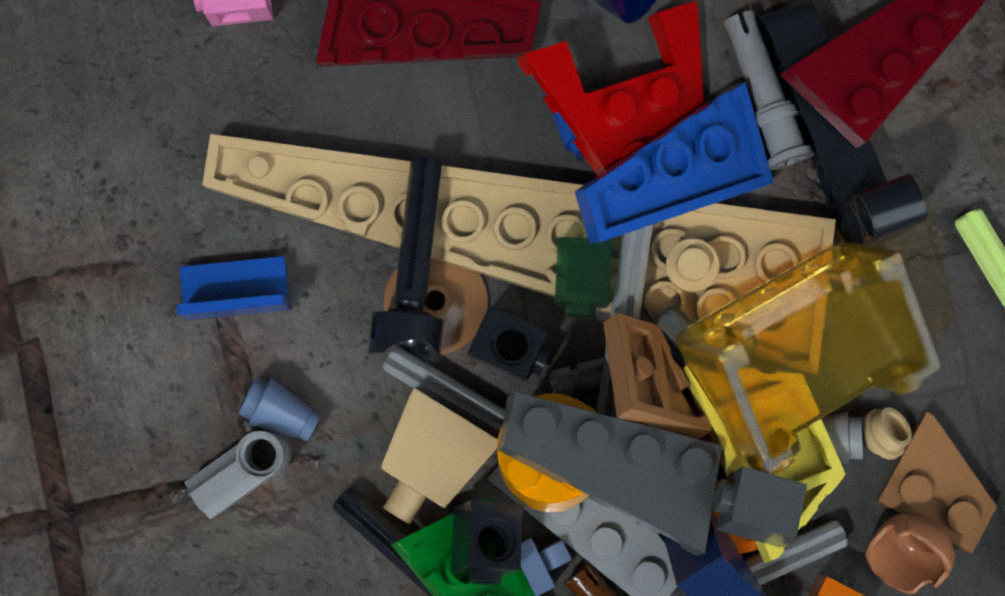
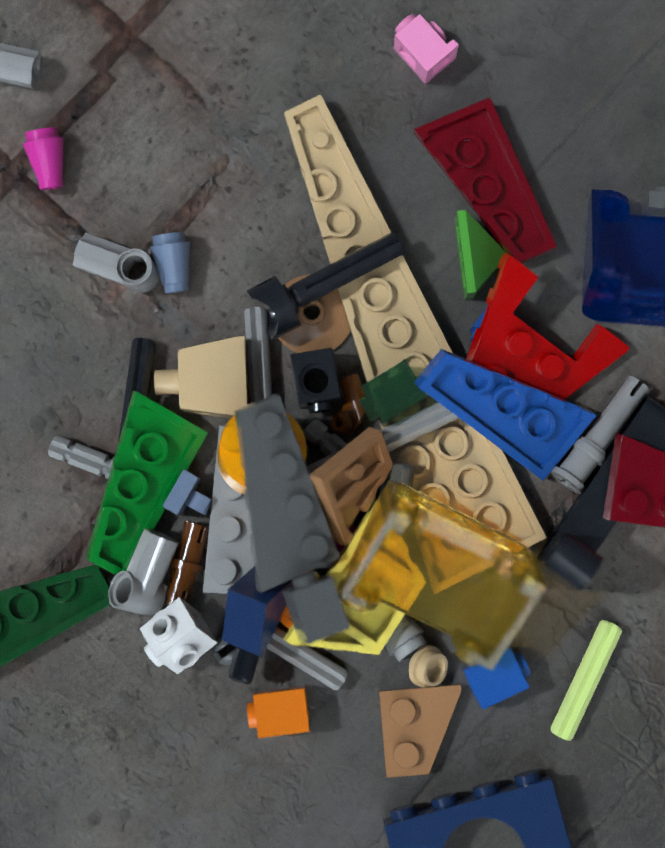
camera: 60 degrees right, 0 degrees up
(71, 469) = (45, 156): none -> dark pink cone
(234, 288) = (231, 179): blue panel -> none
(490, 88) = (477, 254): none -> bright green slope
(502, 524) = (194, 451): black brick -> none
(568, 332) = (351, 413): none -> reddish brown arm
(692, 265) = (449, 462): tan plate -> none
(910, 553) = (358, 735): nougat hair -> none
(955, 381) = (501, 683): none -> blue brick

